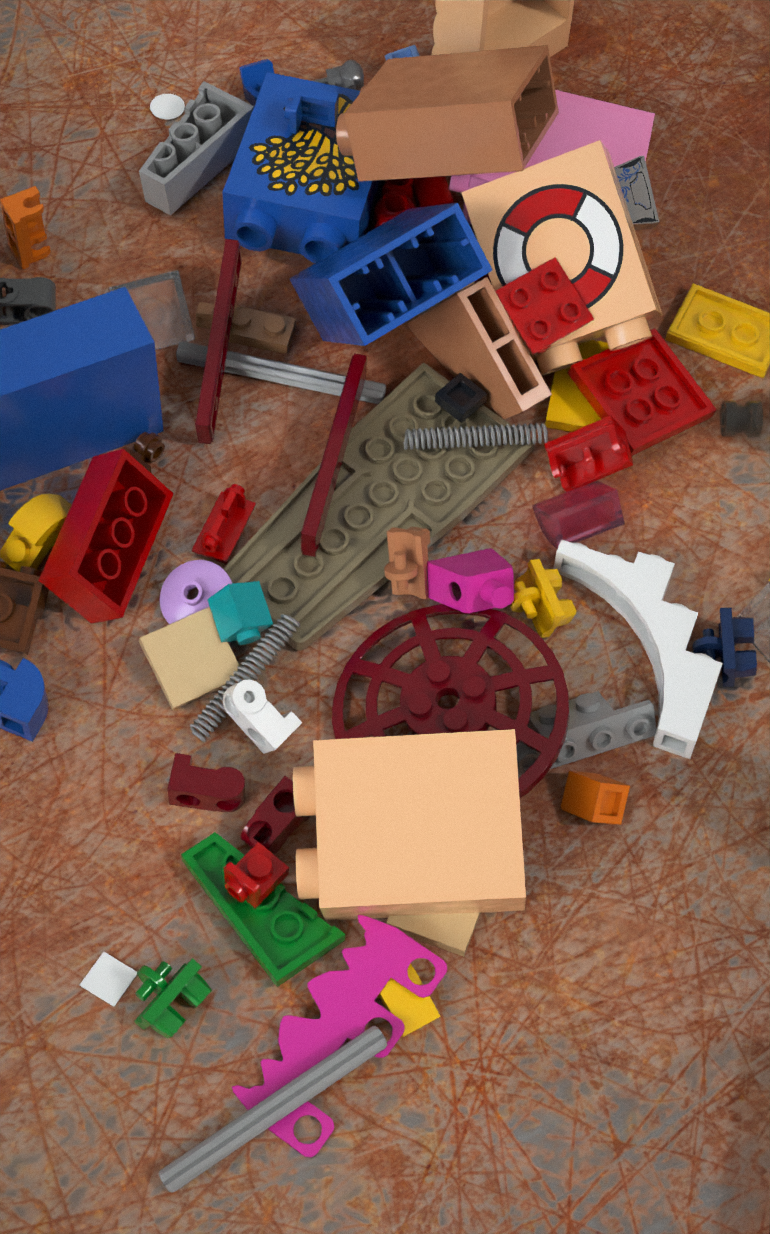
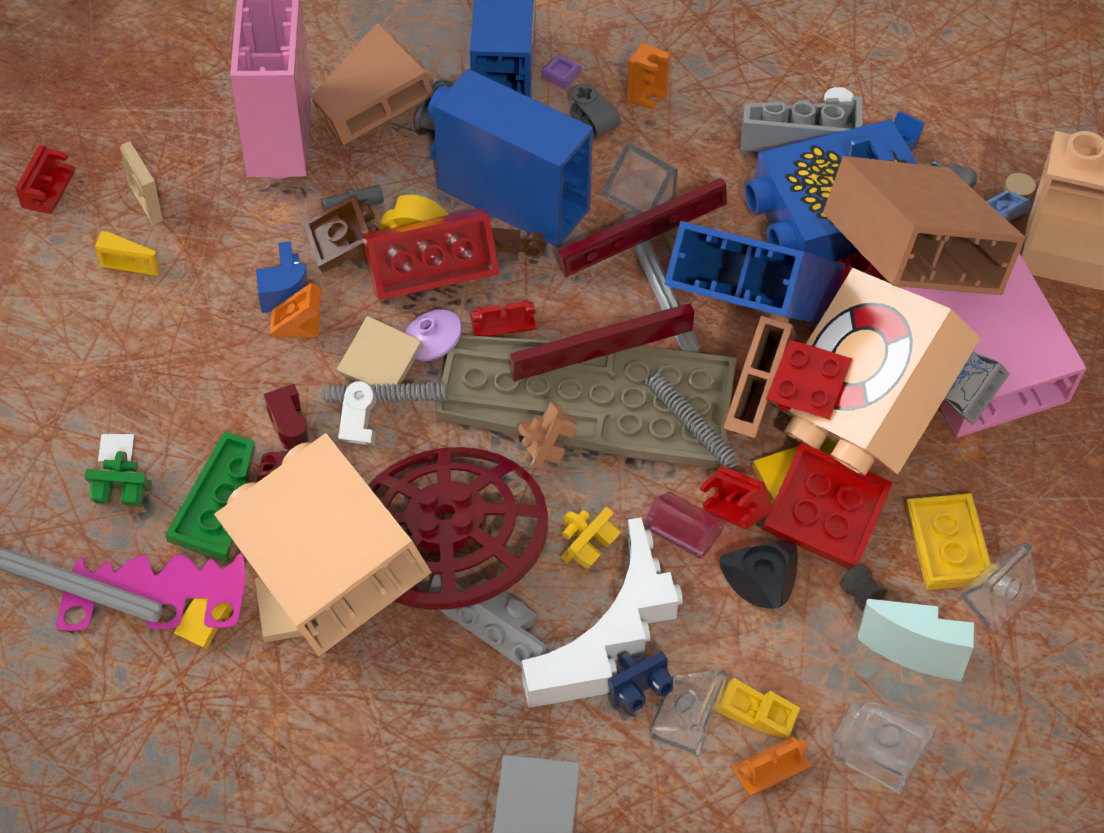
camera: 60 degrees right, 5 degrees down
(75, 704) = (298, 314): none -> orange slope
(240, 612) = (427, 359): teal brick -> none
(255, 875) = (227, 475): red bracket -> none
(385, 42) = (1020, 184): none -> tan tile
(460, 397) = (716, 392): black plate -> none
(471, 581) = (561, 481): dark pink torso -> none
(595, 797) = (442, 655): orange panel -> none
(673, 485) = (762, 573): none -> black hat

